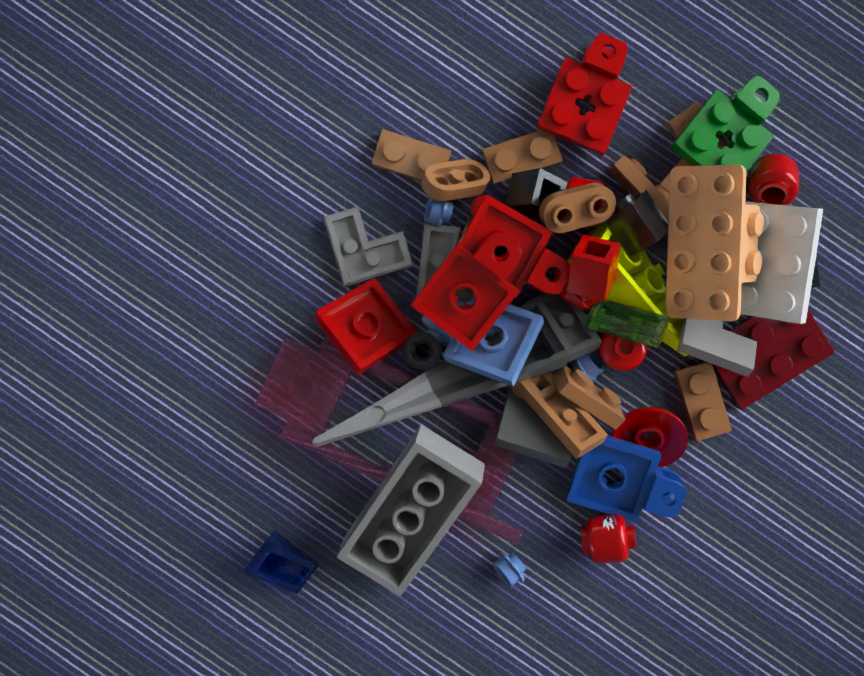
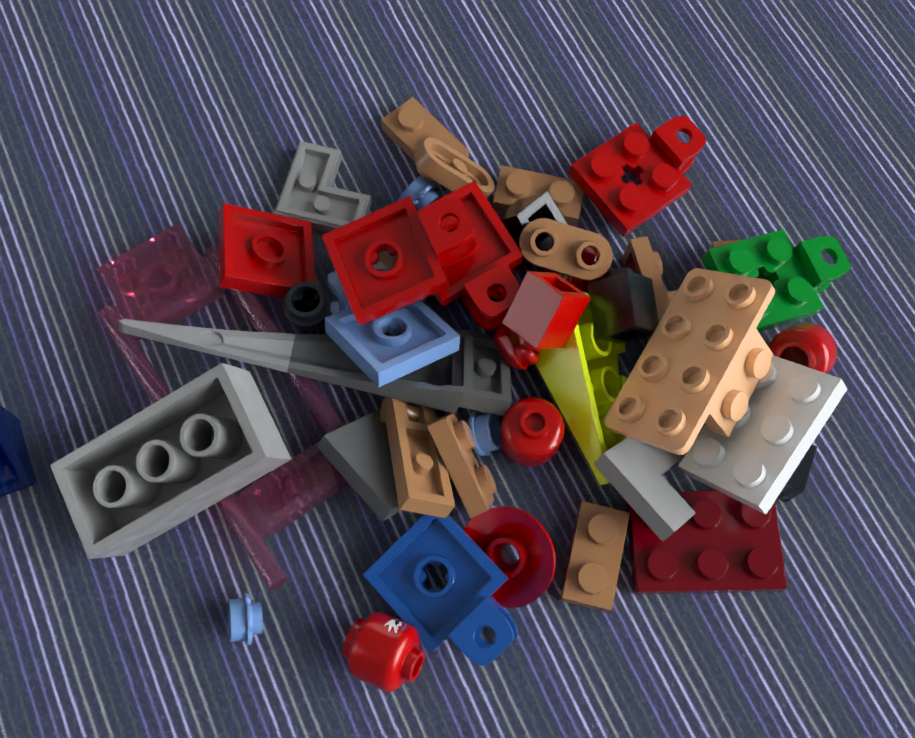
camera: 20 degrees right, 20 degrees down
(628, 322) = (553, 400): clear green tile -> none

